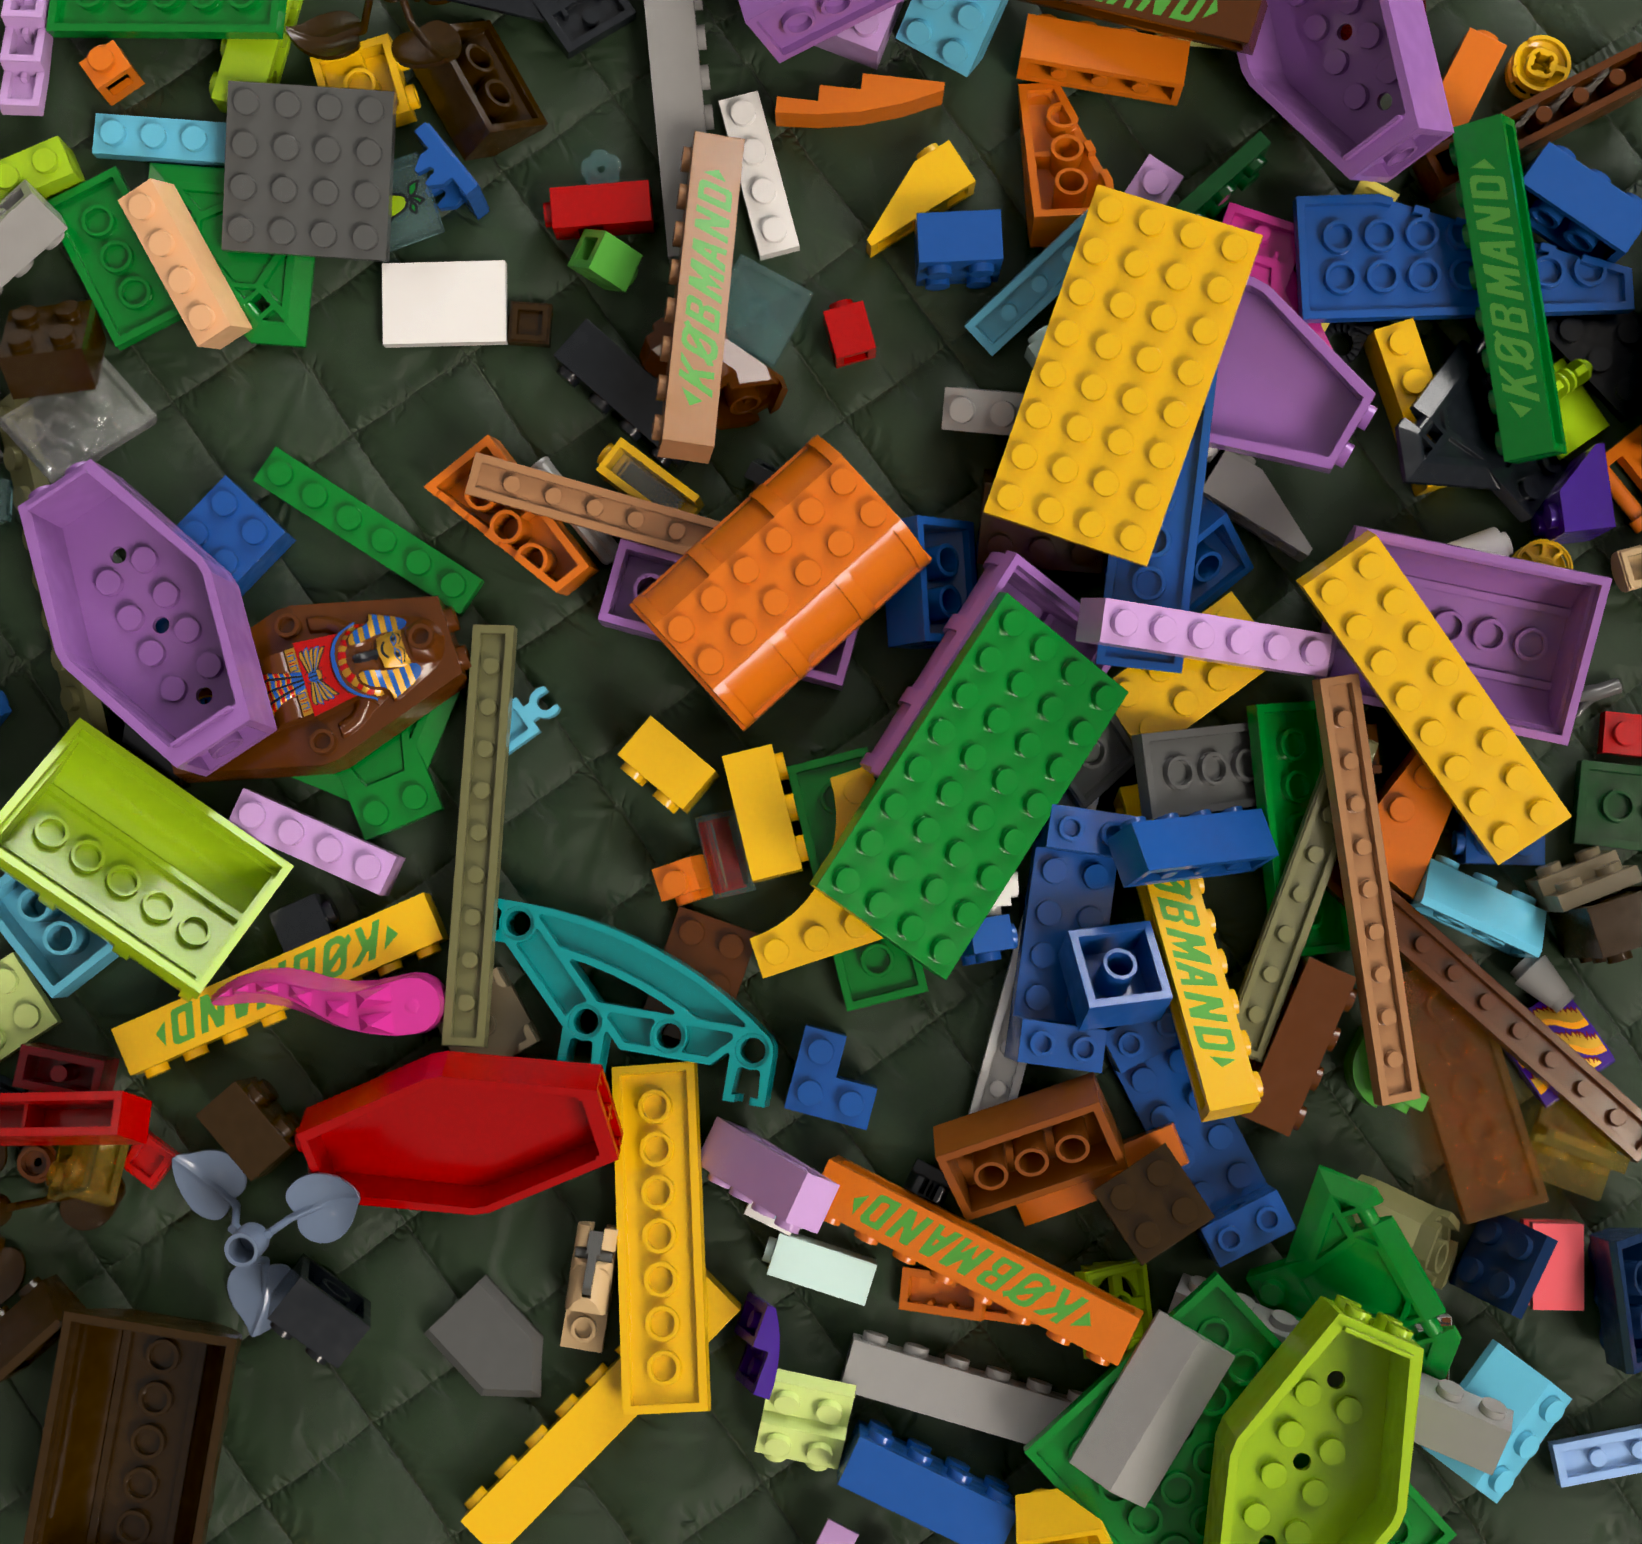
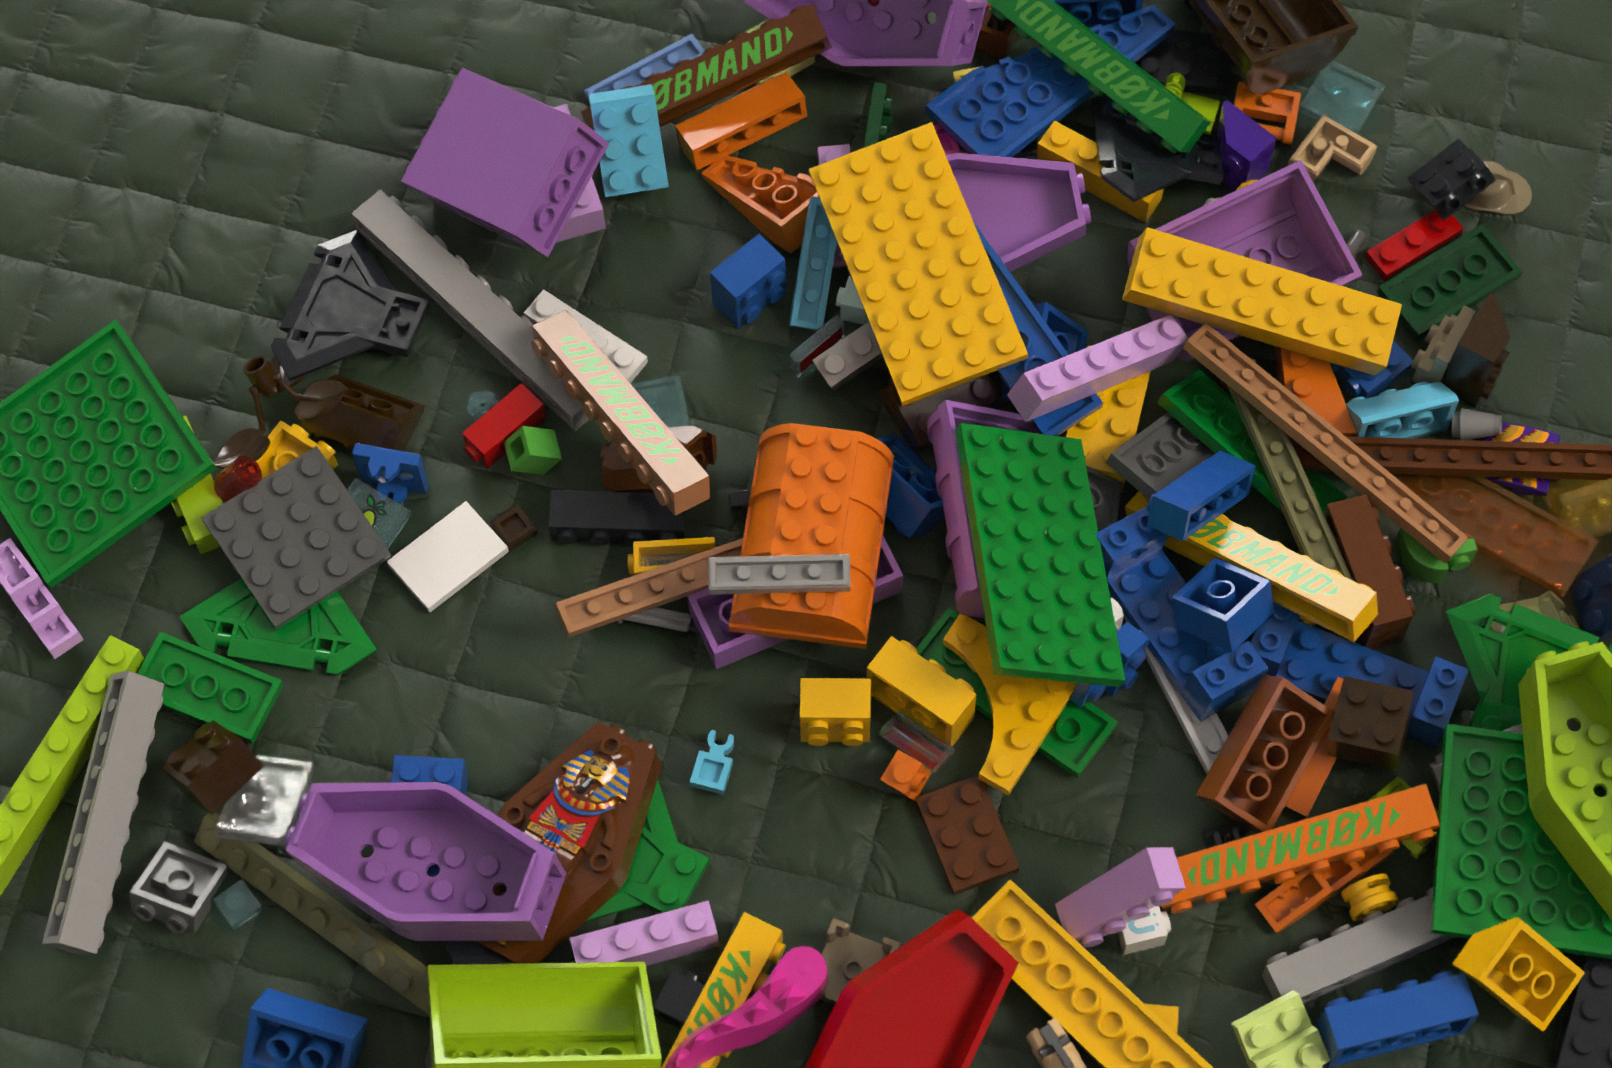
camera: 40 degrees left, 20 degrees down
(105, 66) = (106, 575): orange brick -> none
(159, 140) = (179, 595): medium azure plate -> none
(185, 264) = (259, 652): light nougat brick -> none
(296, 65) = (237, 477): none -> clear red brick
(368, 531) = (508, 728): green plate -> none
(479, 837) = (753, 845): olive plate -> none
(532, 540) = (615, 647): orange wedge -> none
(693, 608) = (779, 574): none -> light grey tile
(707, 1016) = (864, 870): teal piece -> none
(760, 1329) = (1209, 1013): slope -> none
(818, 1088) = (1101, 832): blue brick -> none
(820, 1266) = (1203, 944): light aqua brick -> none
(849, 332) = (722, 381): red brick -> none
(877, 101) = (620, 244): orange slope -> none
(931, 185) = (698, 256): yellow slope -> none
(972, 369) = (819, 342): none -> clear light blue tile
(1010, 1353) = (1369, 896): none -> yellow wheel
(1151, 1409) = (1483, 836): light grey slope -> none
(1254, 504) = (1063, 291): light grey slope -> none

